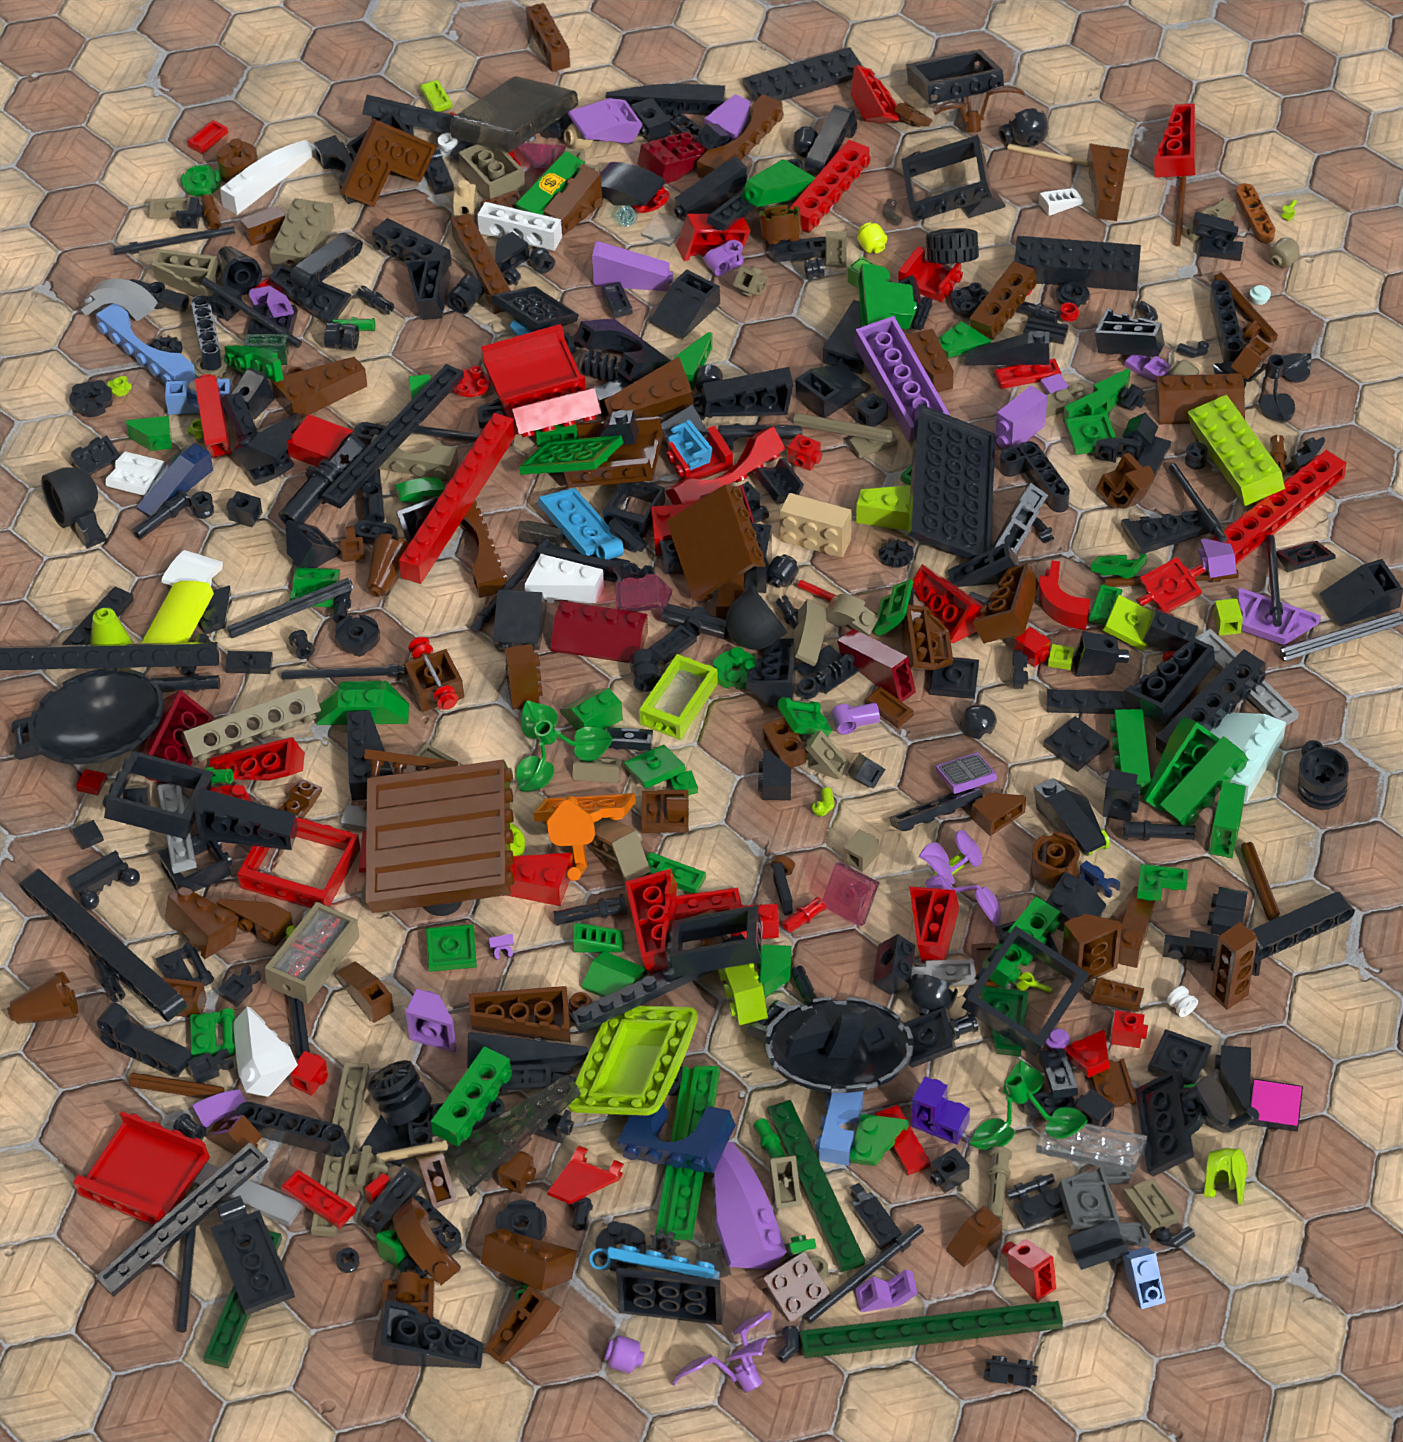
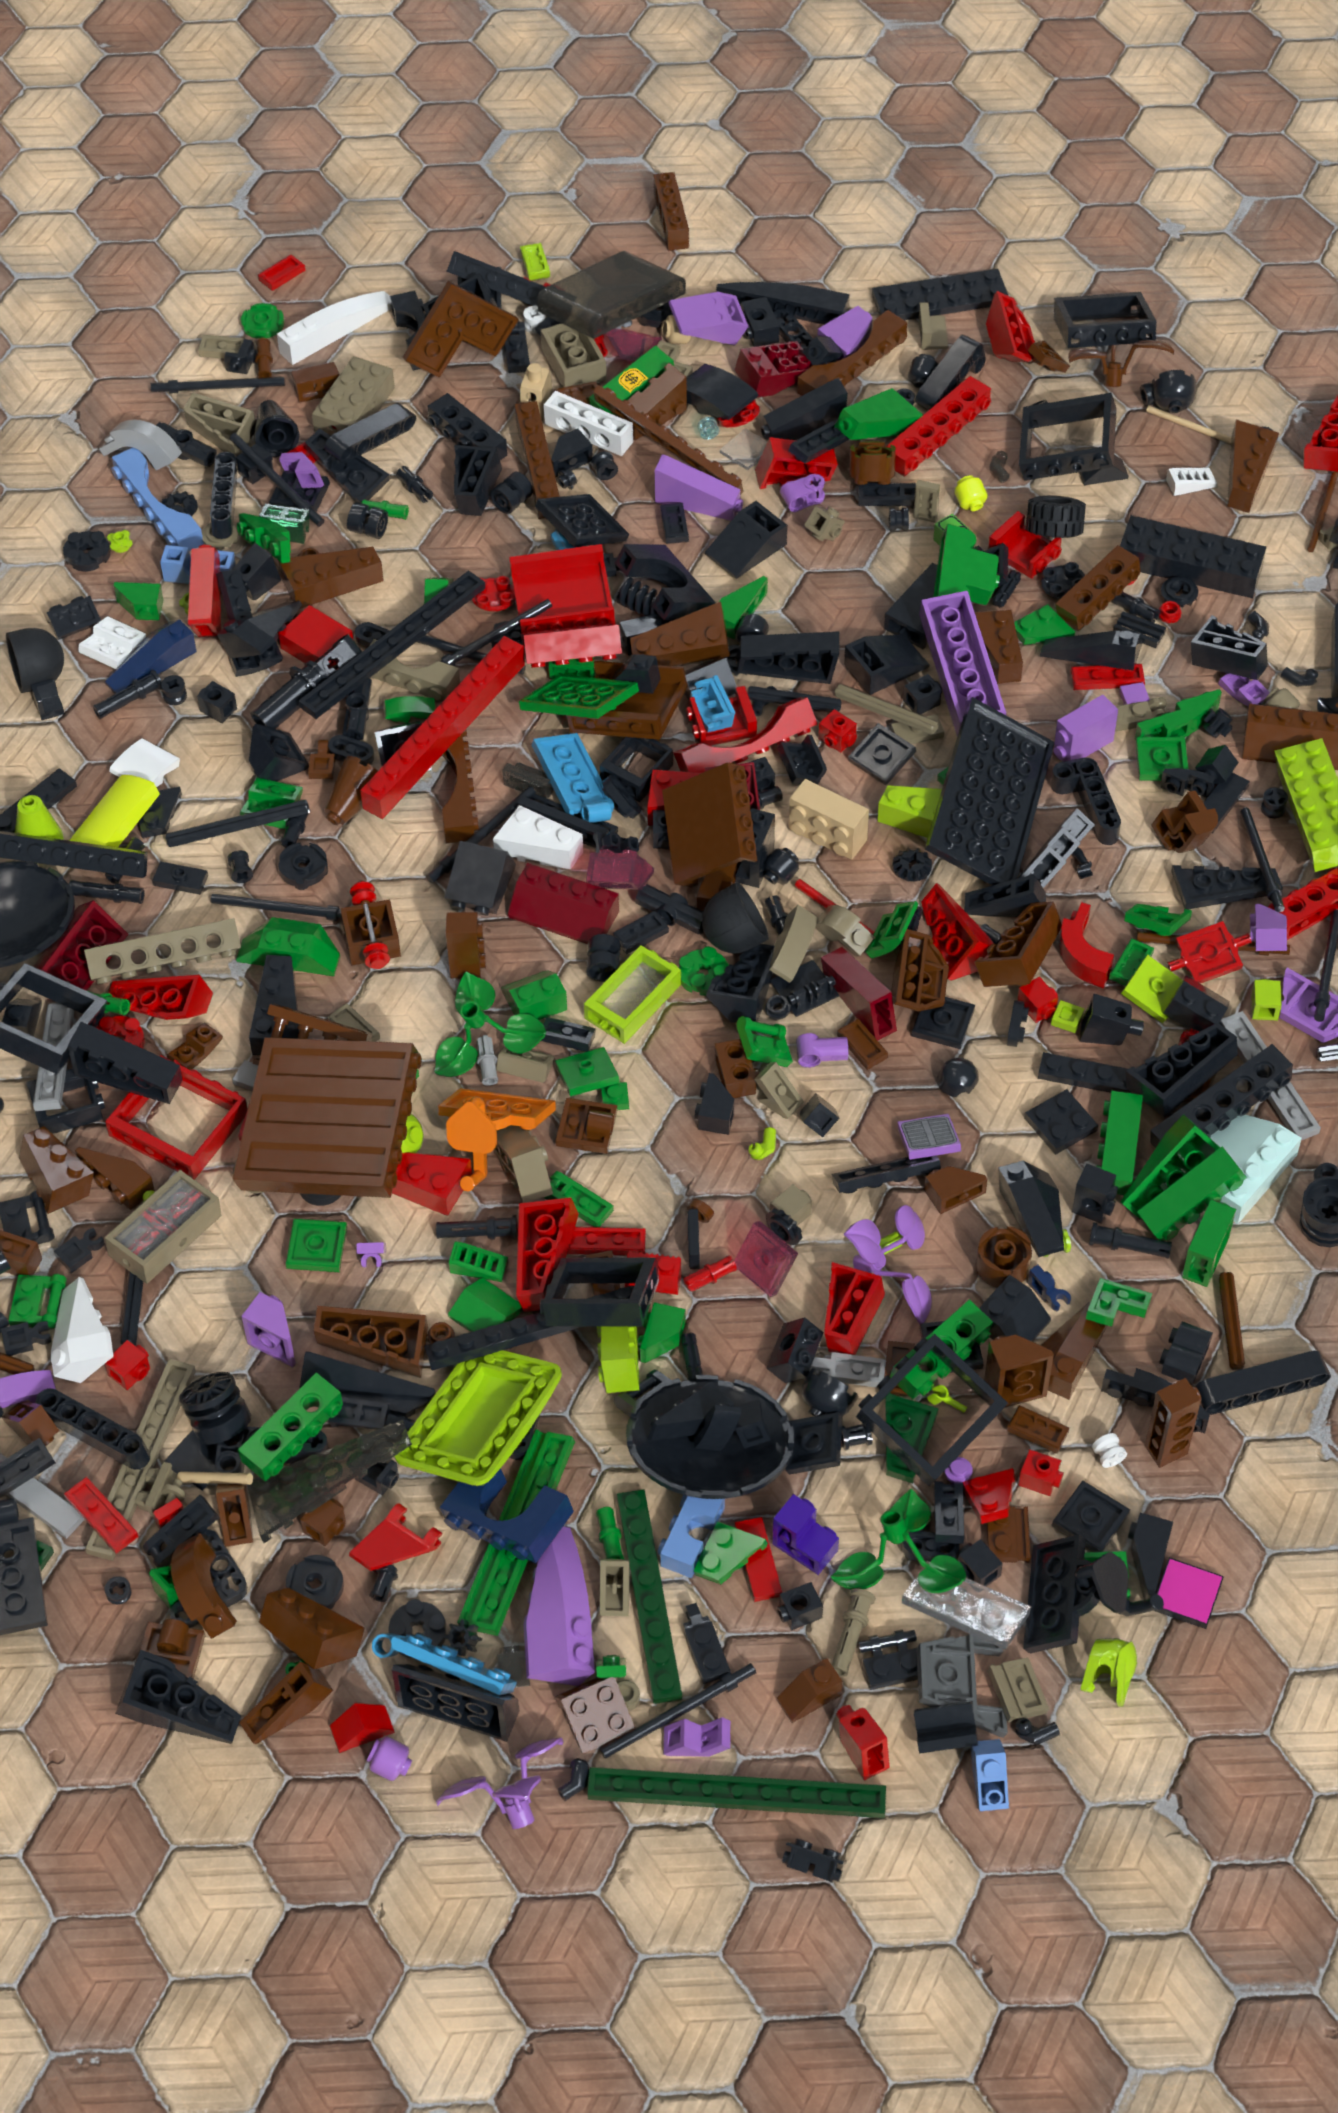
camera: 10 degrees right, 5 degrees up
(235, 158) = (302, 301): reddish brown brick -> none
(366, 990) = (212, 1280): reddish brown slope -> none
(483, 413) = (495, 634): none -> black bar
(563, 771) = (487, 1060): none -> light grey axle
(589, 226) = (662, 436): none -> reddish brown plate
(590, 1333) = (361, 1725): none -> red slope
(803, 106) = (932, 329): none -> dark tan panel
(847, 465) = (882, 754): none -> black tile
(864, 864) = (784, 1226): none -> black gear

